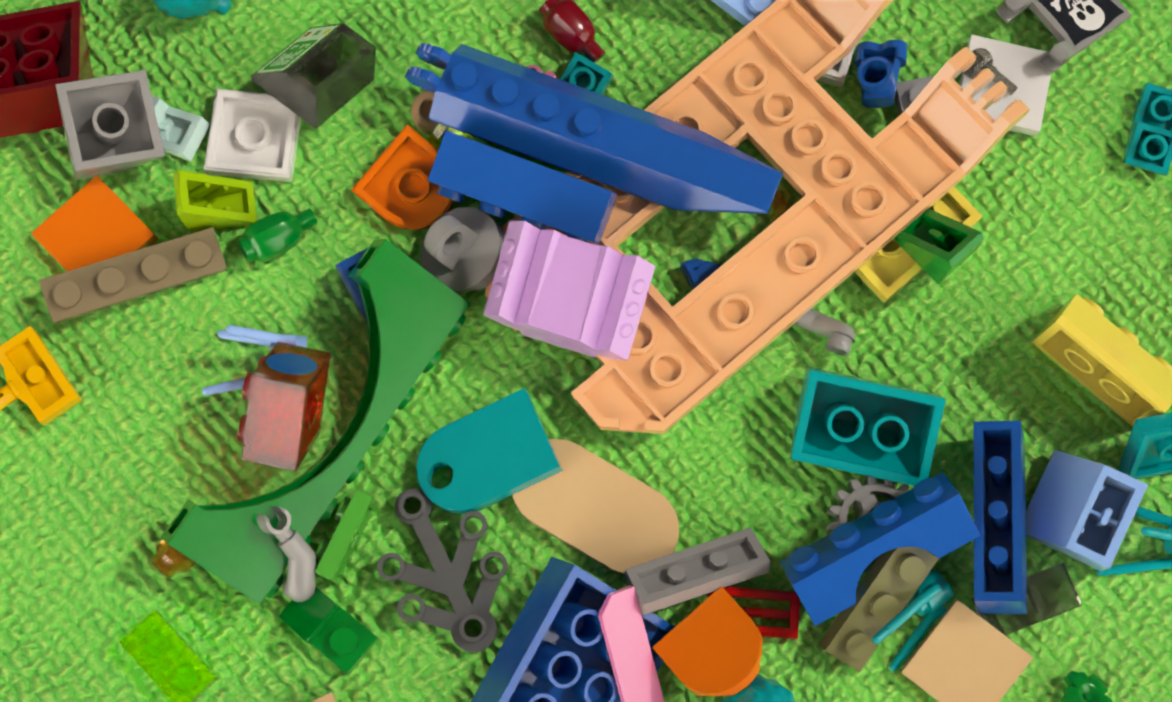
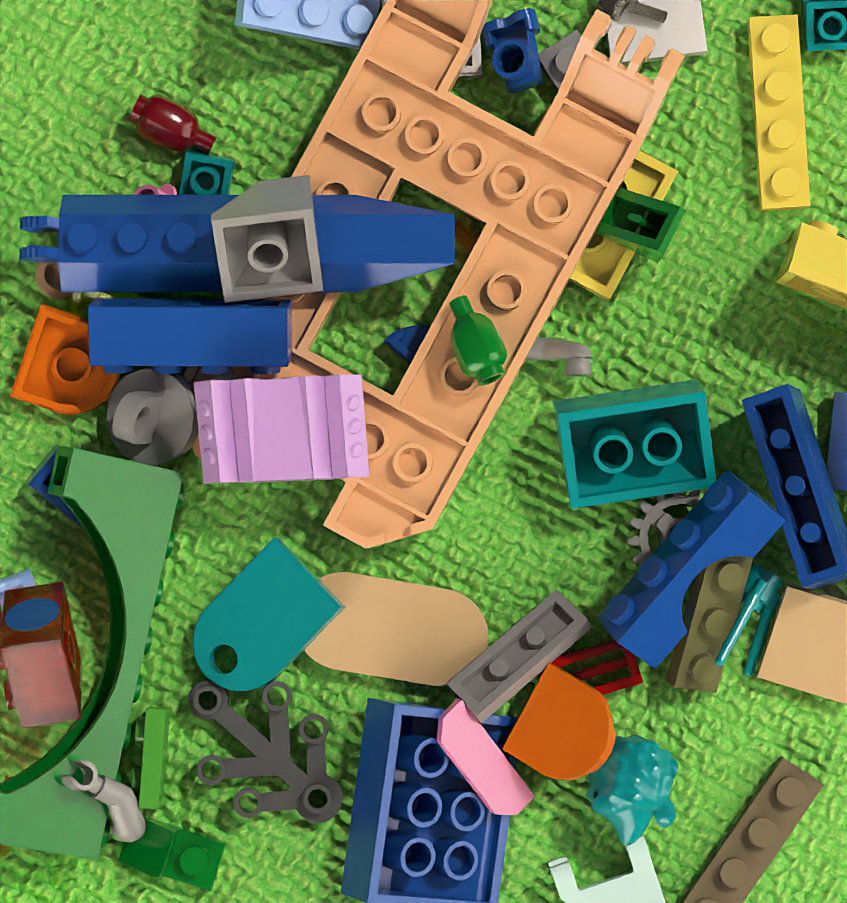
camera: 20 degrees left, 10 degrees up
(617, 132) = (268, 241): none -> light grey slope
(762, 287) = (477, 343): none -> green plant
(1082, 205) = (778, 112): none -> light yellow plate

